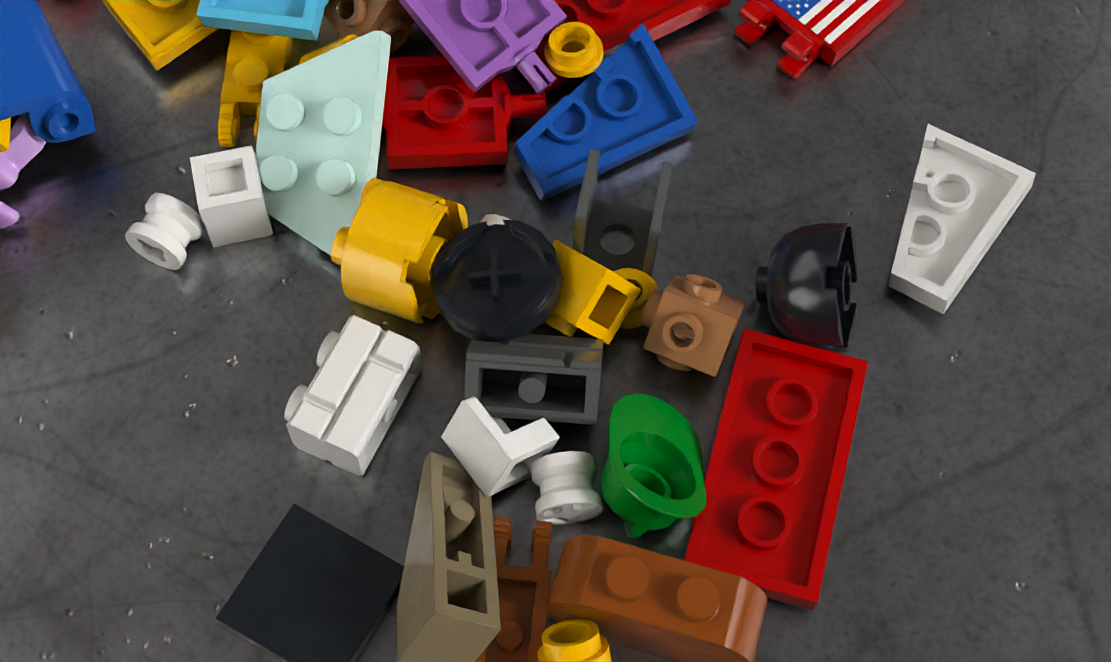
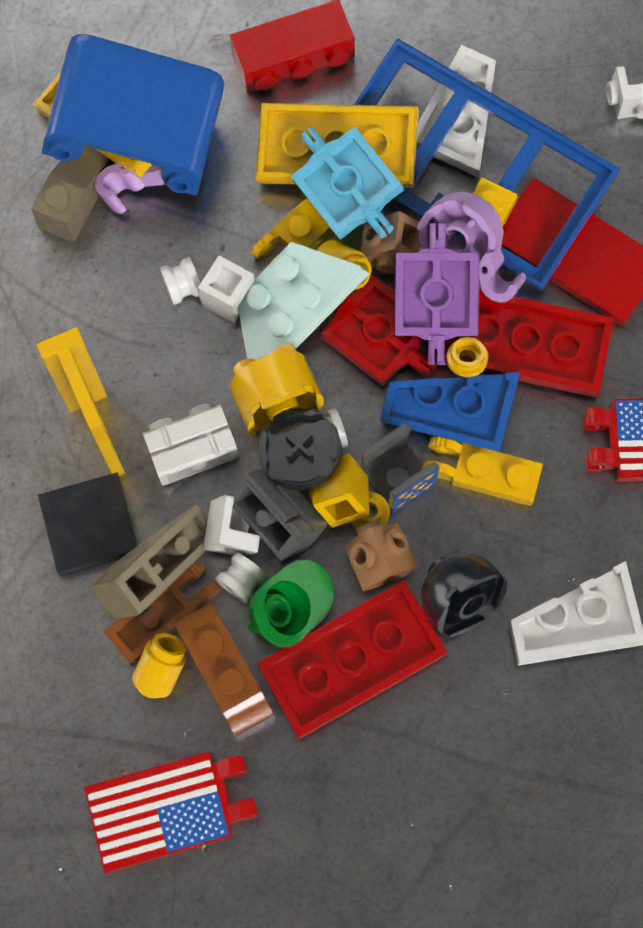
camera: 50 degrees right, 10 degrees up
(178, 421) = (79, 386): none -> yellow fence
(701, 156) = (488, 471): none -> yellow hinge

